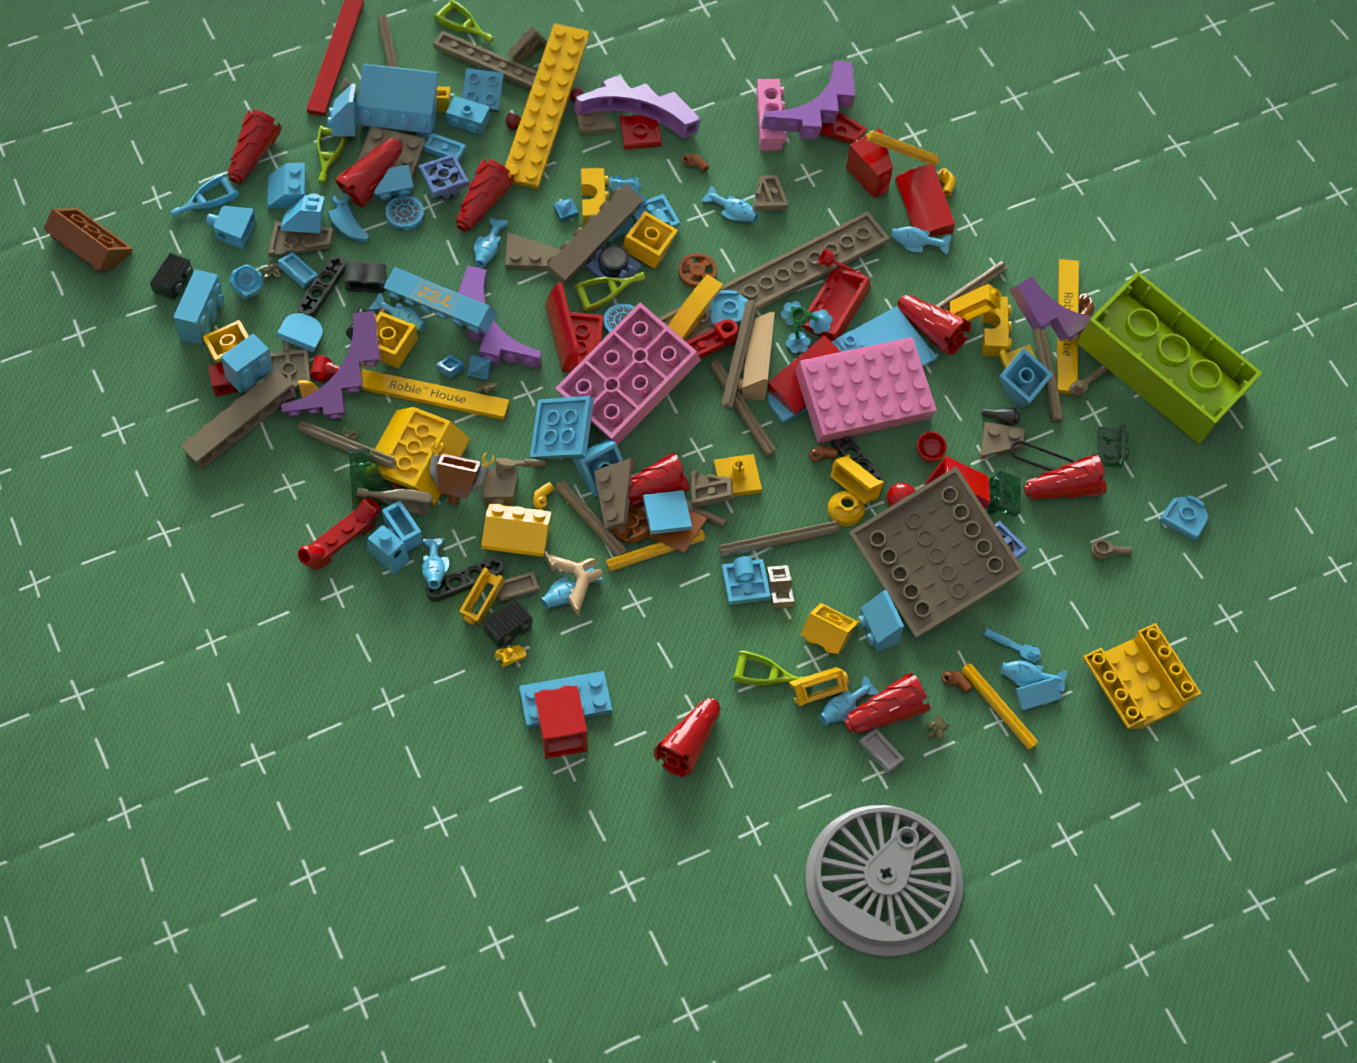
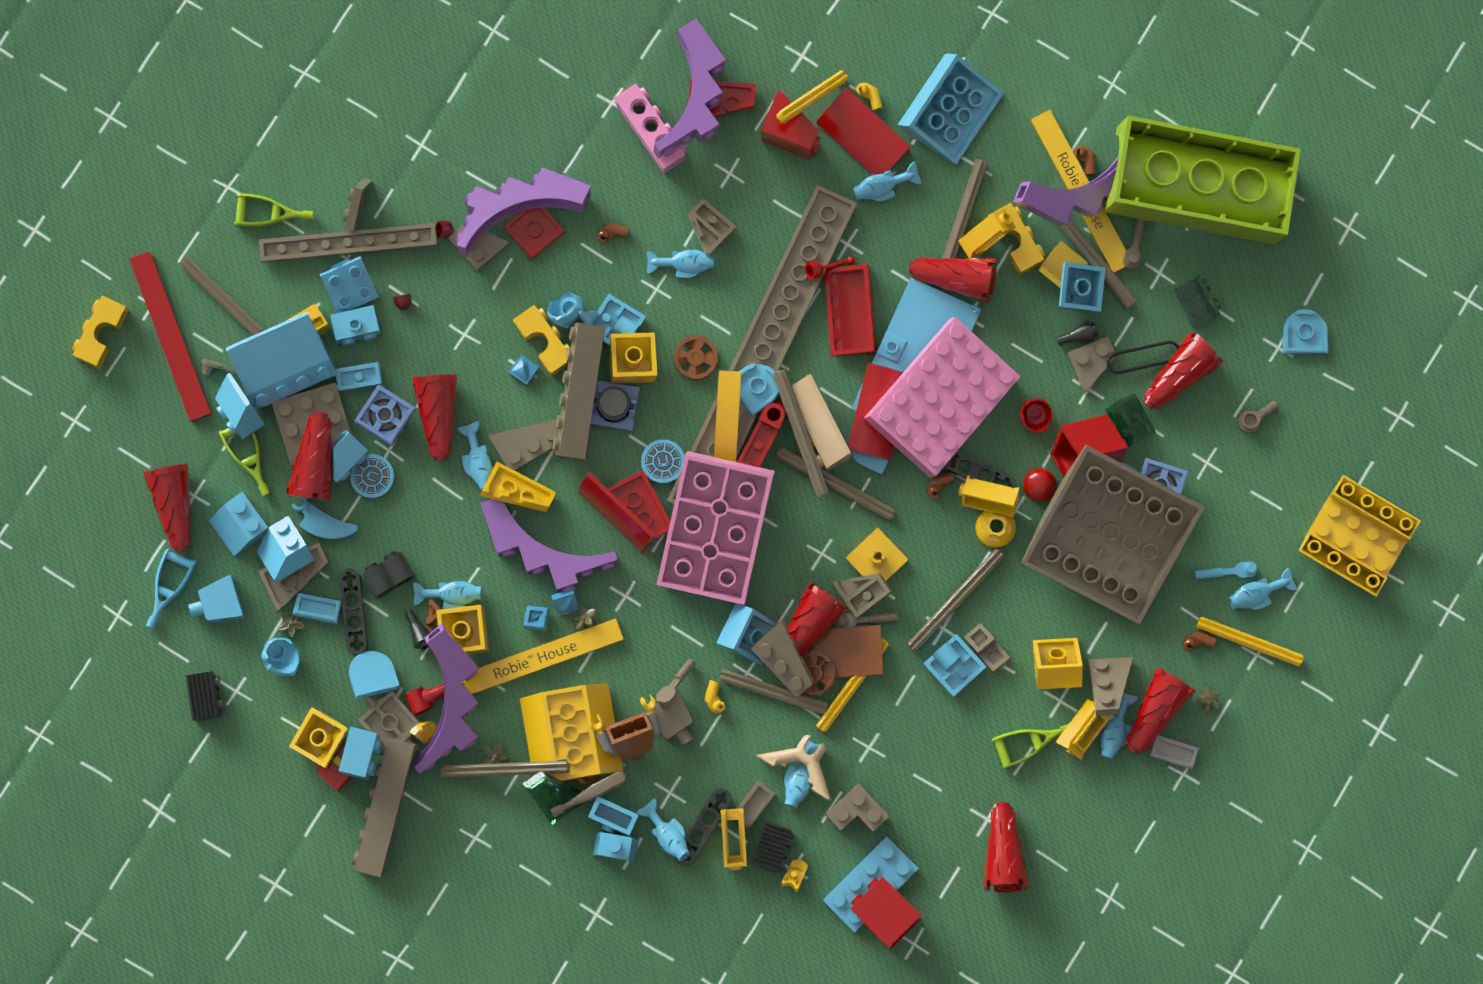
camera: 30 degrees left, 20 degrees up
(86, 238) = (91, 708): dark orange slope -> none
(198, 307) = (260, 716): medium azure brick -> none
(301, 17) = (105, 314): none -> yellow arch
(359, 521) = (562, 861): red plate -> none
(440, 300) = (484, 561): medium azure brick -> none
(501, 273) = (516, 489): none -> yellow wing
(516, 530) = (719, 753): yellow slope -> none
(546, 105) = (425, 264): yellow plate -> none
(562, 427) = (690, 622): medium azure plate -> none
(593, 632) = (860, 805): none -> dark tan brick
(612, 285) = (627, 429): lime piece -> none
(667, 512) = (843, 646): medium azure tile -> none
(797, 316) = (839, 372): medium azure plant -> none
(861, 662) = (1108, 683): none -> dark tan wing
(881, 622) = (1100, 631): medium azure slope -> none
(895, 859) = (1247, 849): light grey piece -> none
(1003, 219) = (951, 108): none -> medium azure slope
(1038, 693) = (1277, 608): medium azure tile -> none

